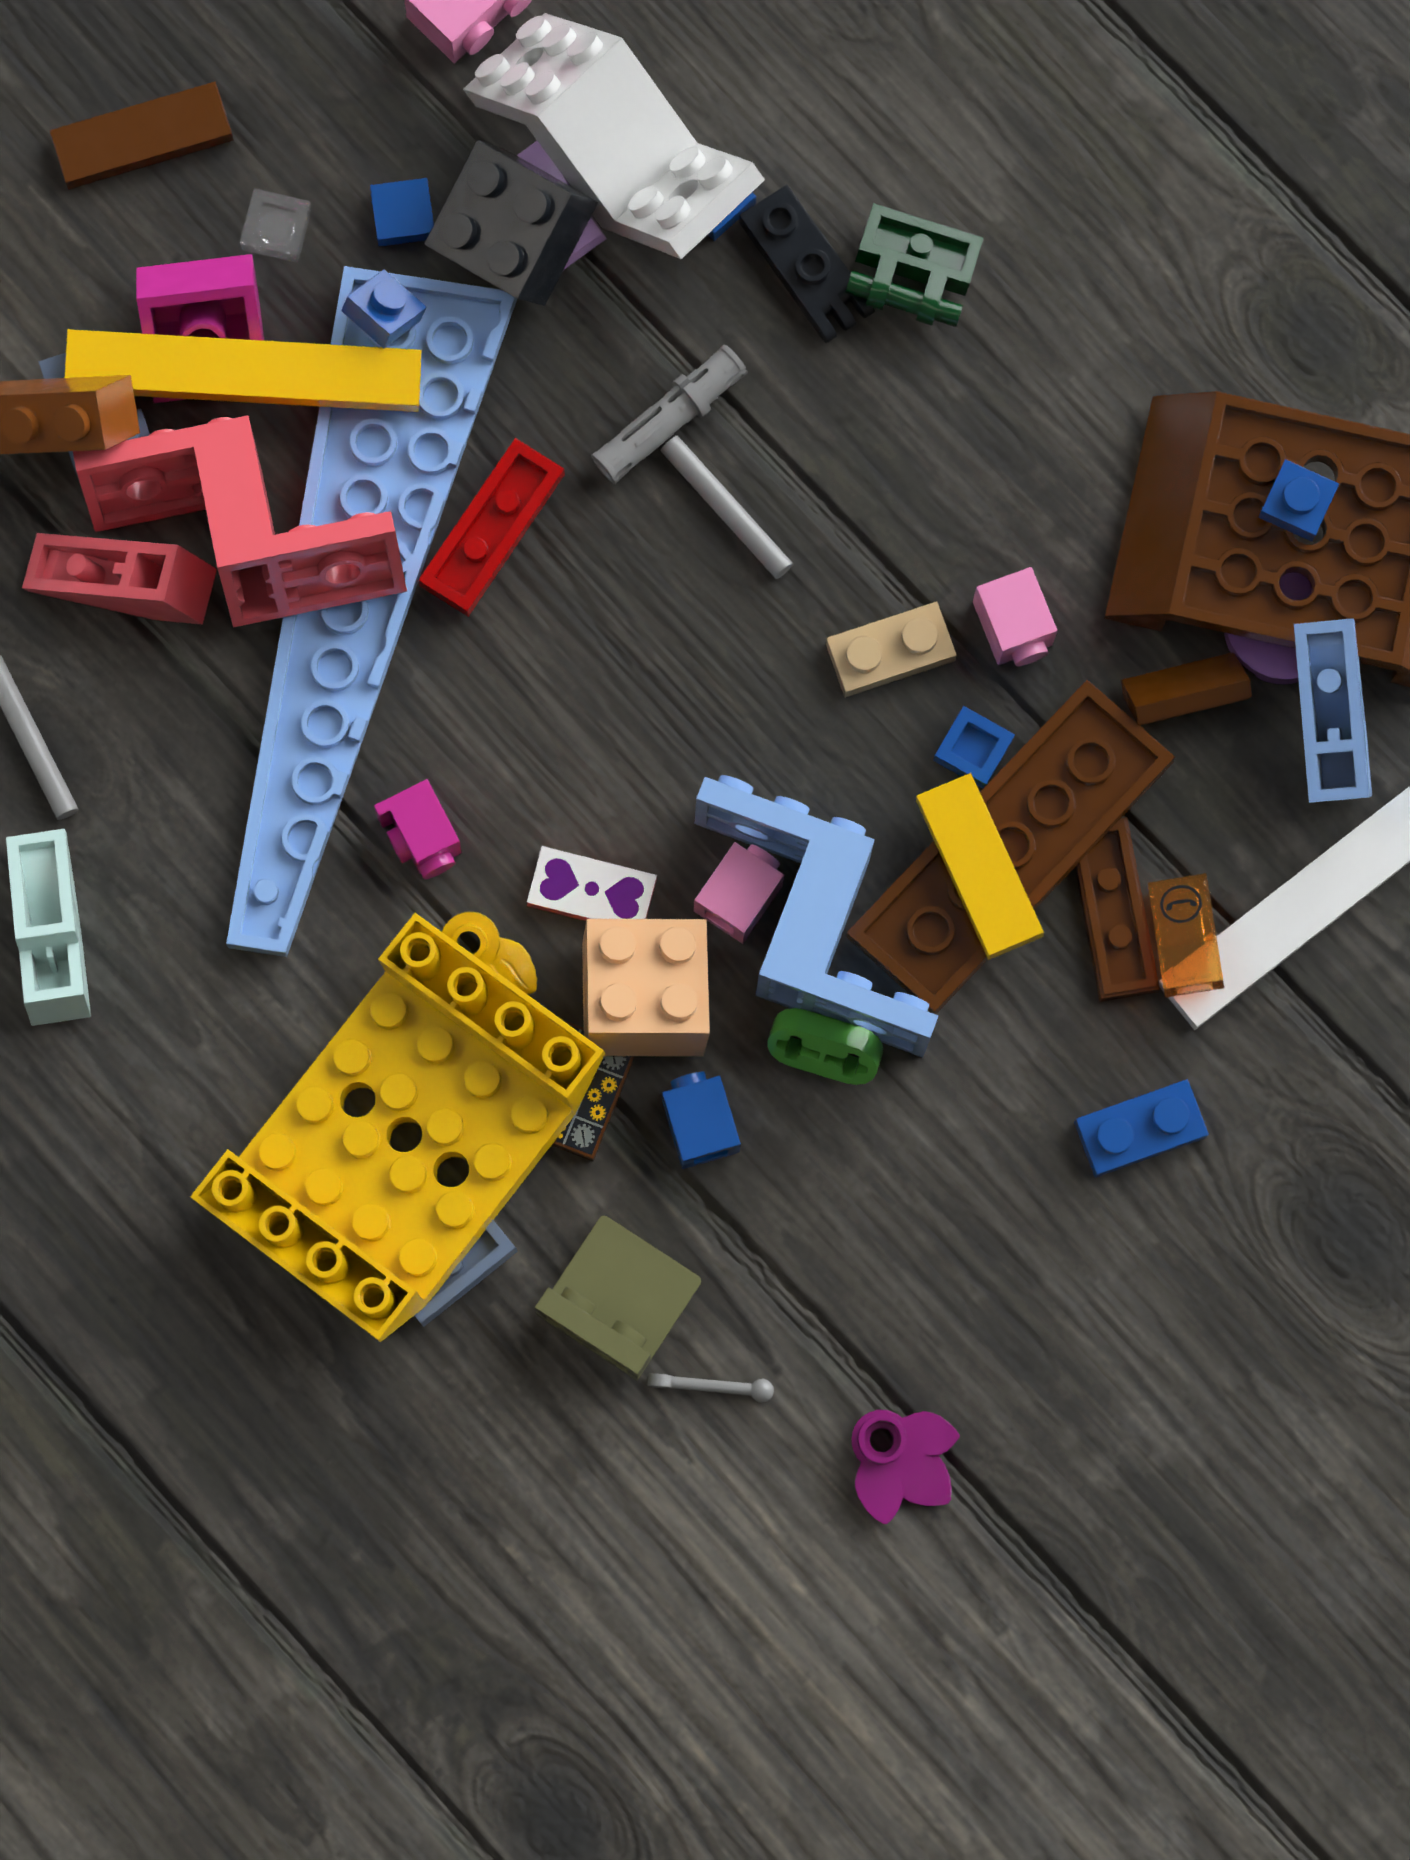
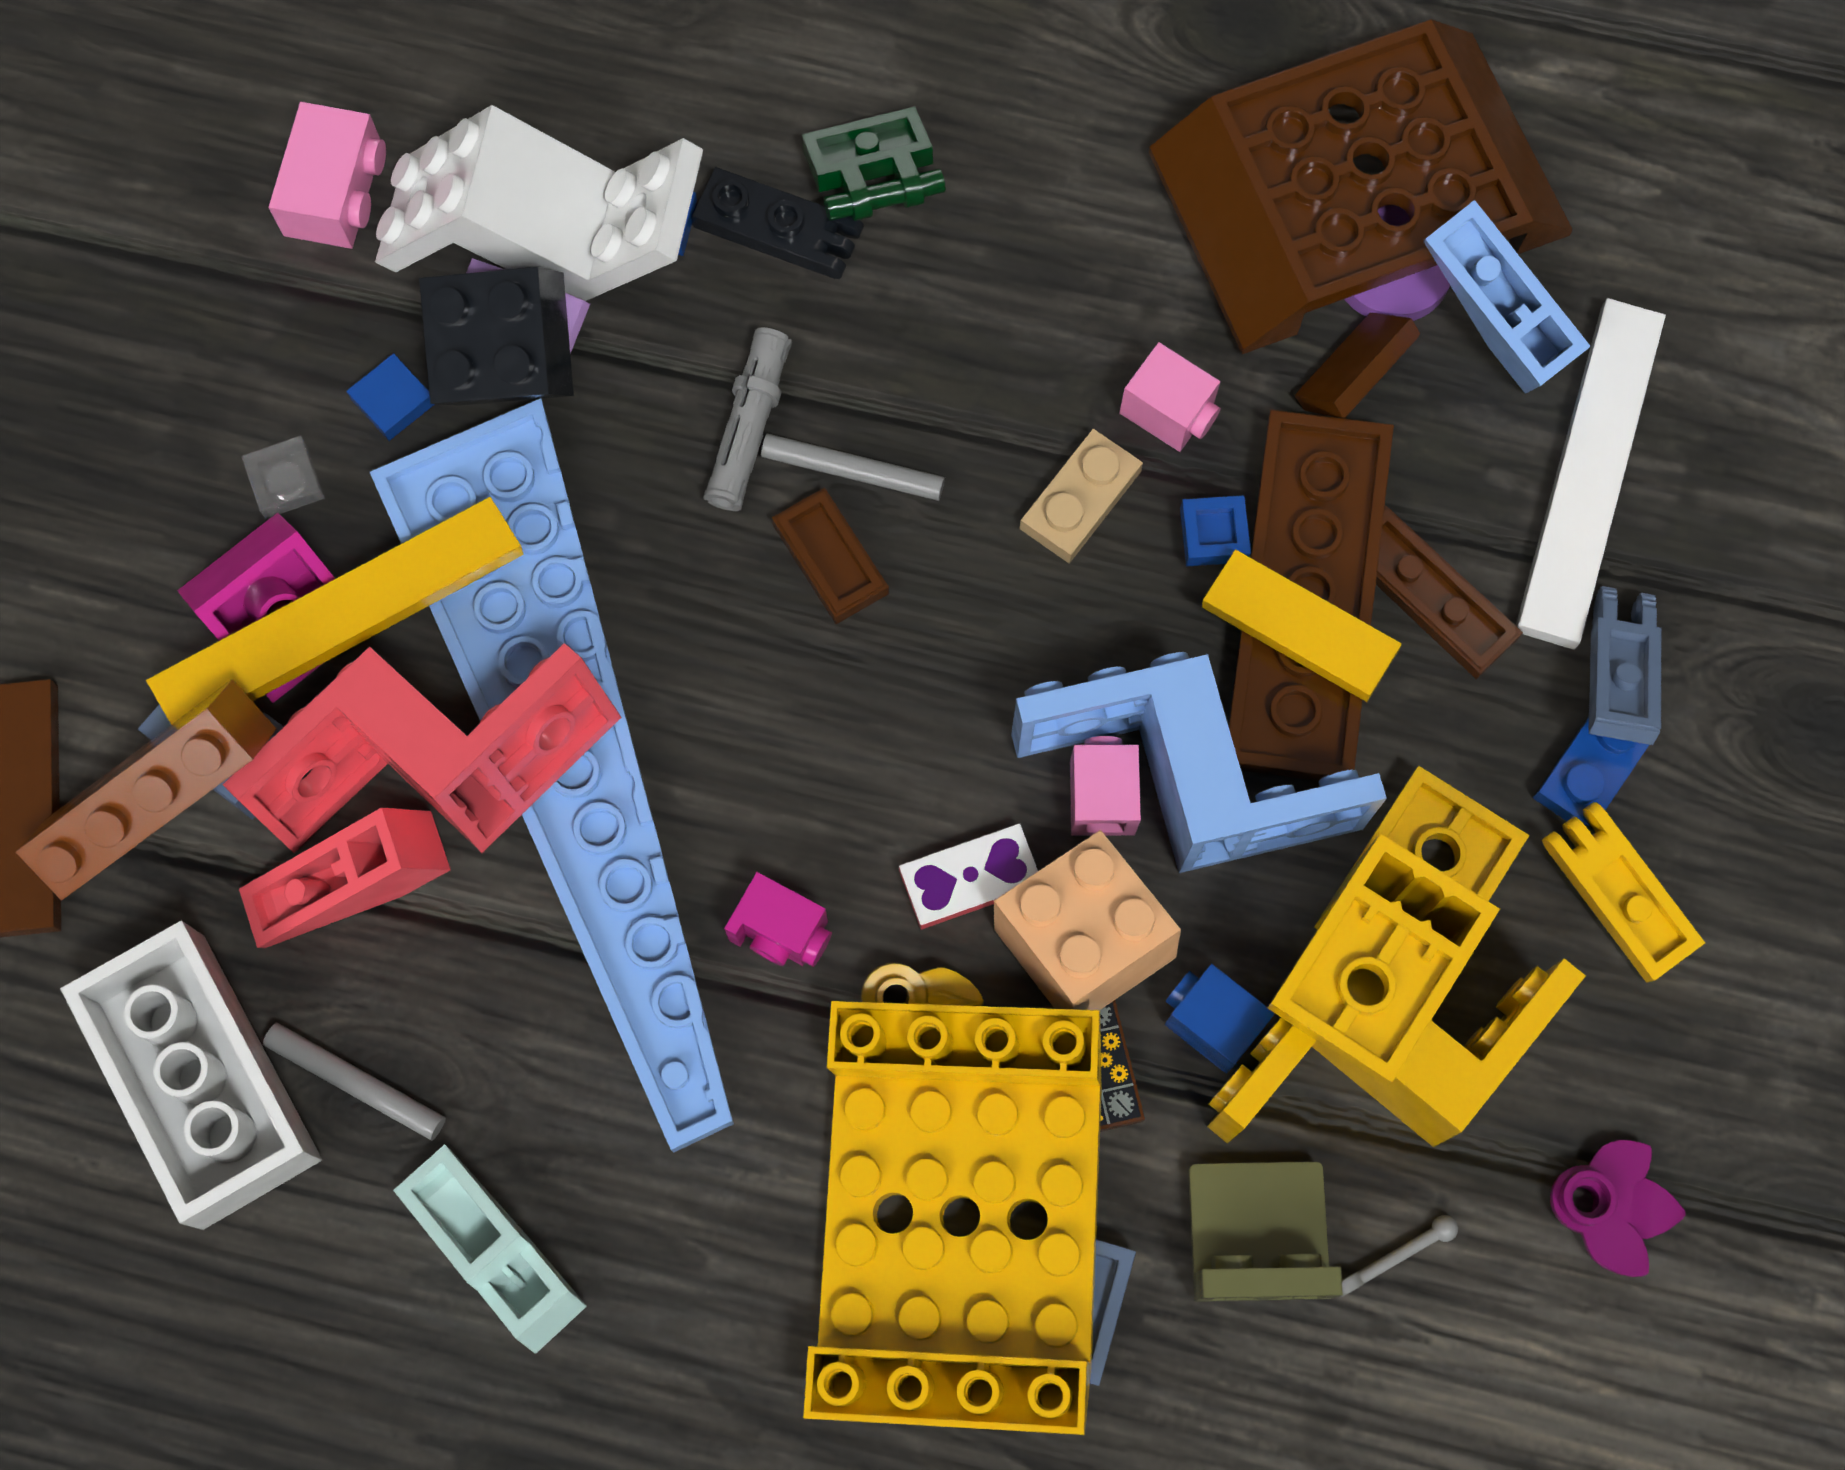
camera: 30 degrees left, 5 degrees down
(141, 135) = (106, 477): reddish brown tile -> none
(383, 308) = (431, 482): plate -> none
(491, 527) = (657, 615): red plate -> none
(659, 567) = (830, 556): none -> reddish brown tile
(806, 1227) = (1440, 1080): none -> yellow bracket
(825, 1046) = (1278, 875): bright green beam -> none
(878, 1137) = (1402, 924): none -> yellow bracket
(1081, 1239) = (1623, 893): none -> yellow hinge
(1186, 935) = (1514, 570): clear orange tile -> none
(1209, 1070) = (1625, 670): none -> sand blue hinge
(1298, 500) = (1348, 138): blue plate -> none

